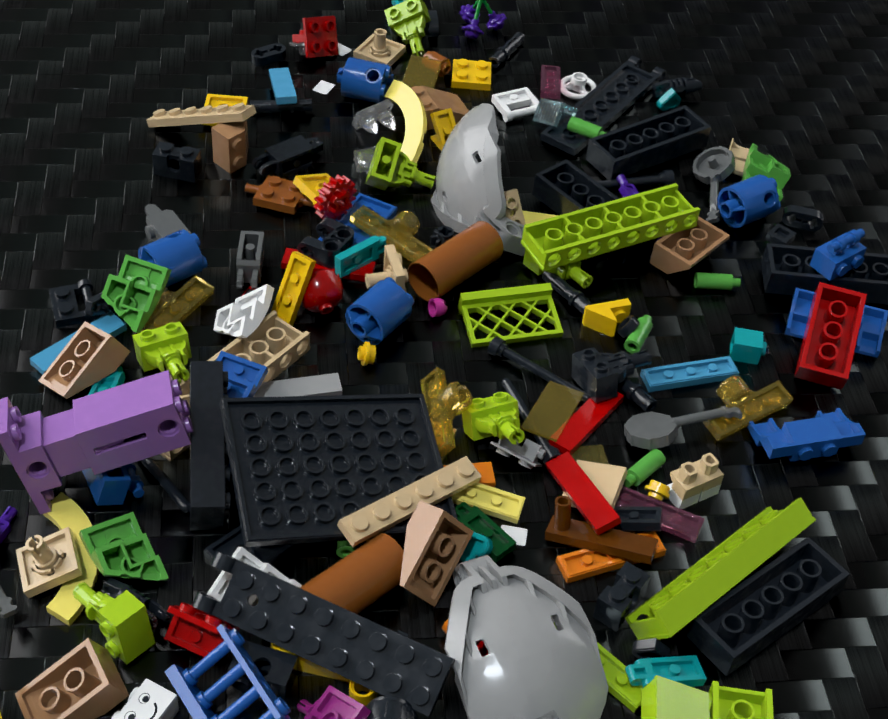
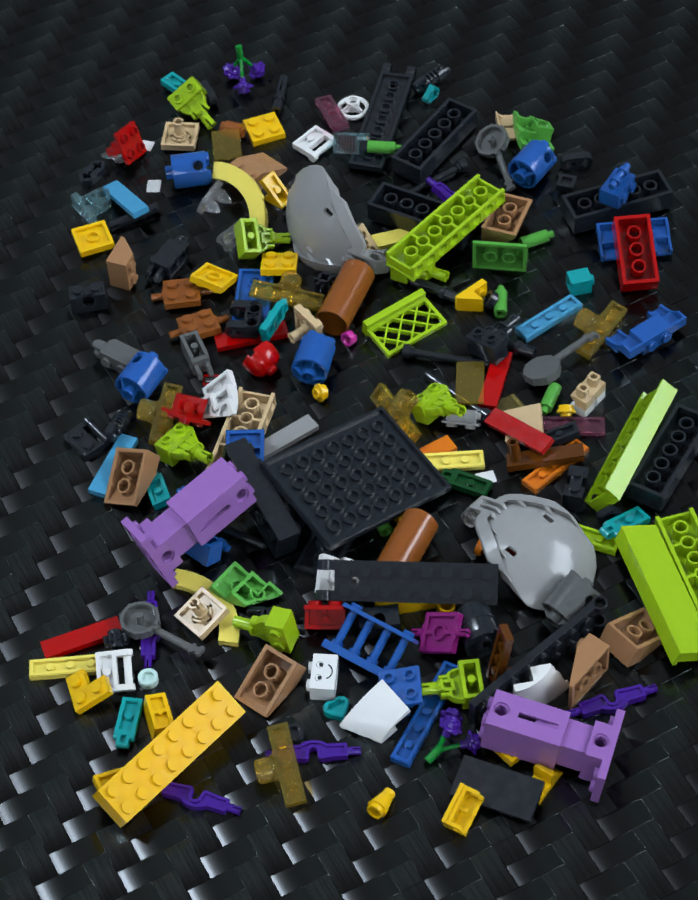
camera: 15 degrees left, 5 degrees up
(136, 290) = (135, 410): bright green slope -> none
(197, 312) = (188, 410): none -> red bracket
(204, 115) = (86, 253): tan plate -> none
(248, 78) = (92, 203): none -> clear light blue tile
(279, 232) = (203, 321): none -> dark orange plate
(293, 286) = (245, 363): yellow plate -> none
(335, 197) = (232, 282): red gear -> none
(400, 200) = (278, 263): none -> yellow plate
(402, 503) = (413, 481): tan plate -> none
(431, 551) = (445, 504): medium nougat slope -> none
(477, 546) = (466, 494): teal tile -> none
(663, 282) = (500, 255): none -> bright green slope

